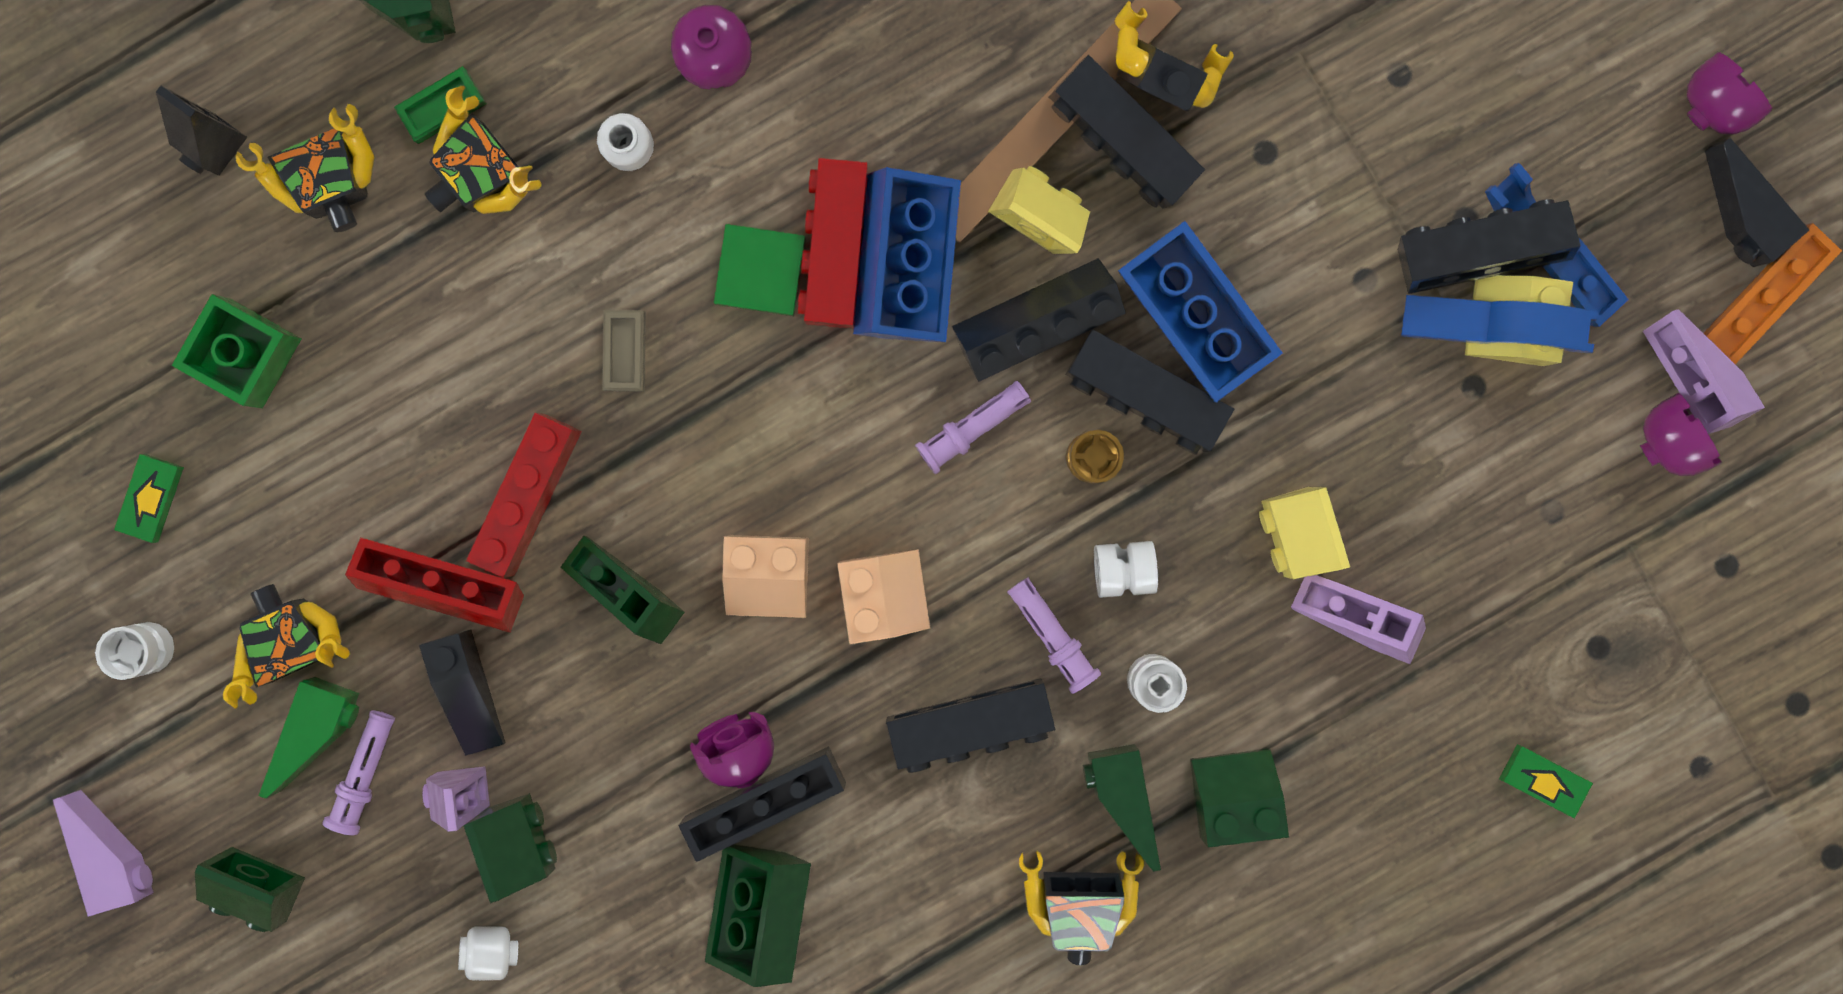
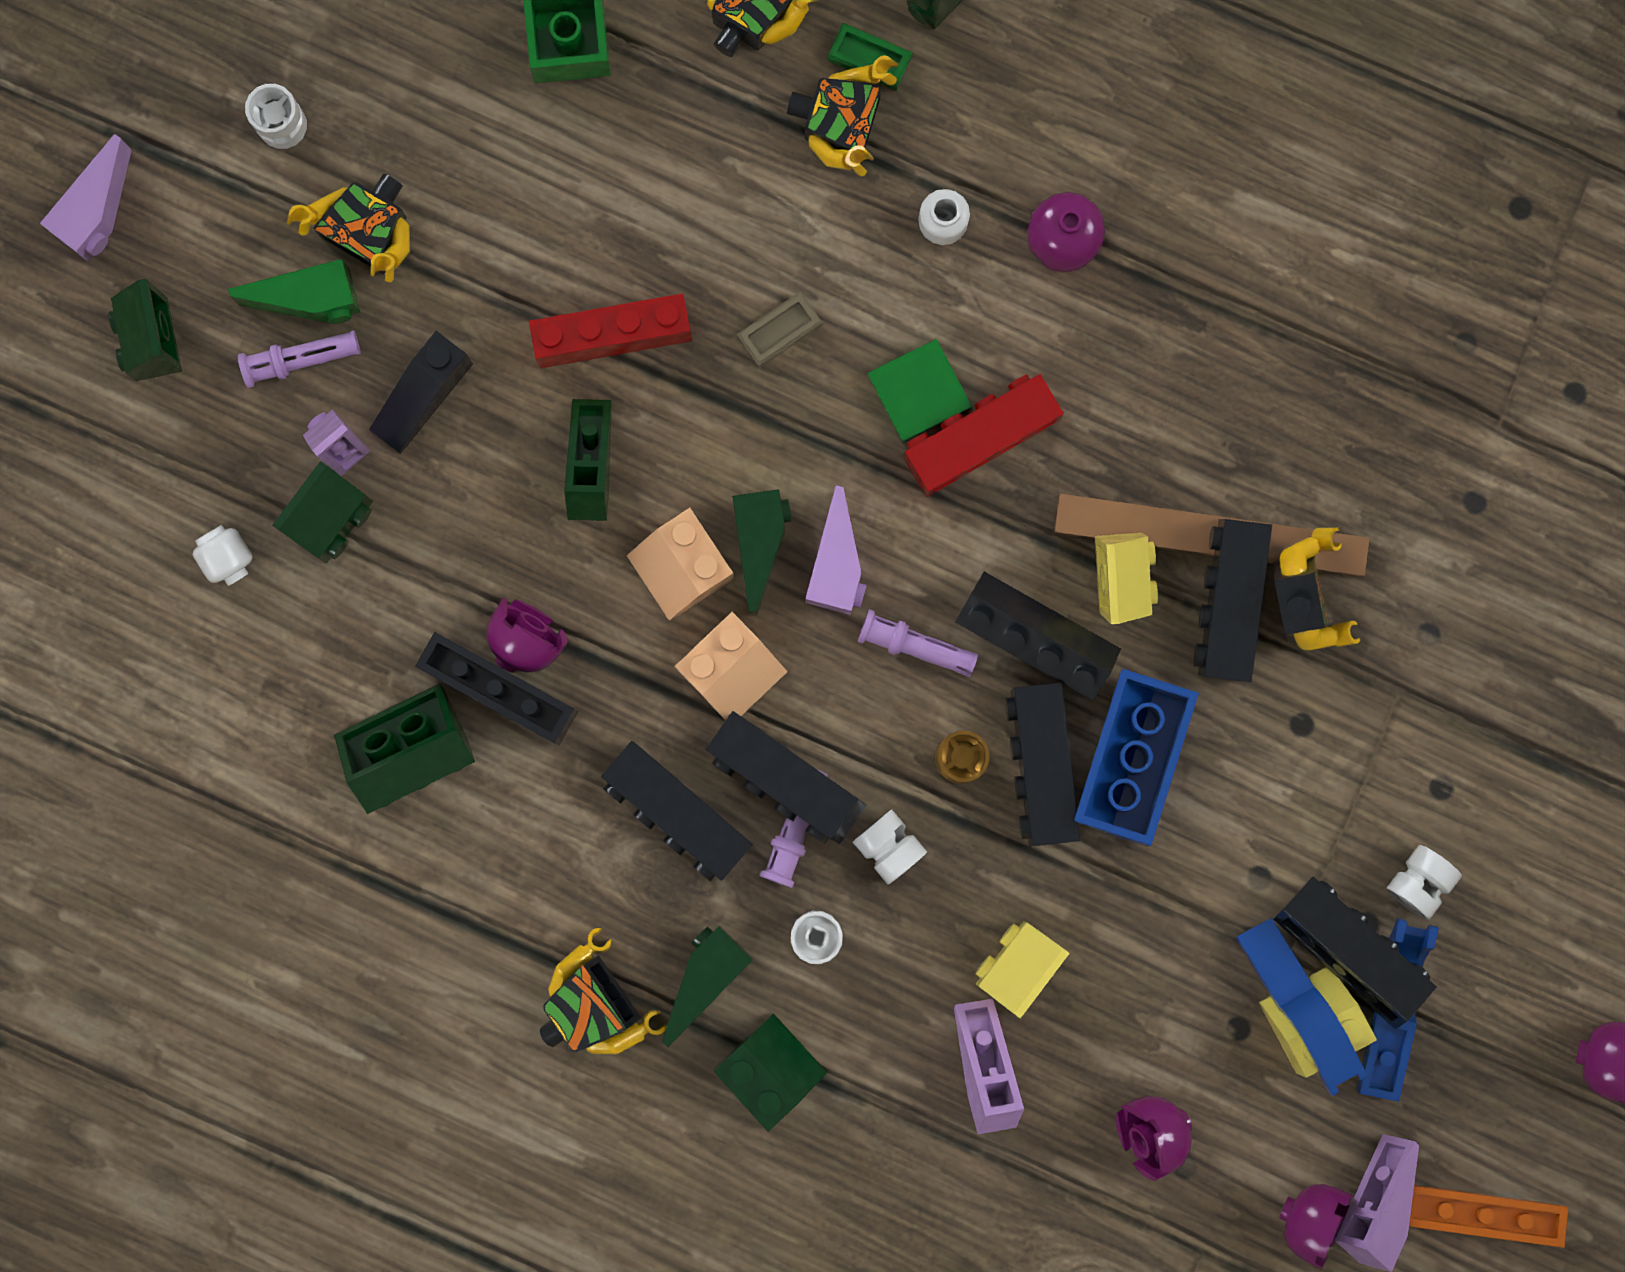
camera: 50 degrees right, 5 degrees down
(148, 498) = (402, 45): green tile -> none
(435, 585) = (491, 311): red brick -> none
(789, 493) = (760, 535): none -> dark green slope
(861, 447) = (837, 566): none -> lavender slope
(906, 256) = (1013, 497): blue slope -> none
(1008, 617) = (786, 778): none -> black brick
(1469, 147) = (1423, 882): none -> white wheel
(1516, 518) = (1156, 1133): none -> magenta cylinder
(1750, 208) = (1541, 1152): black slope -> none

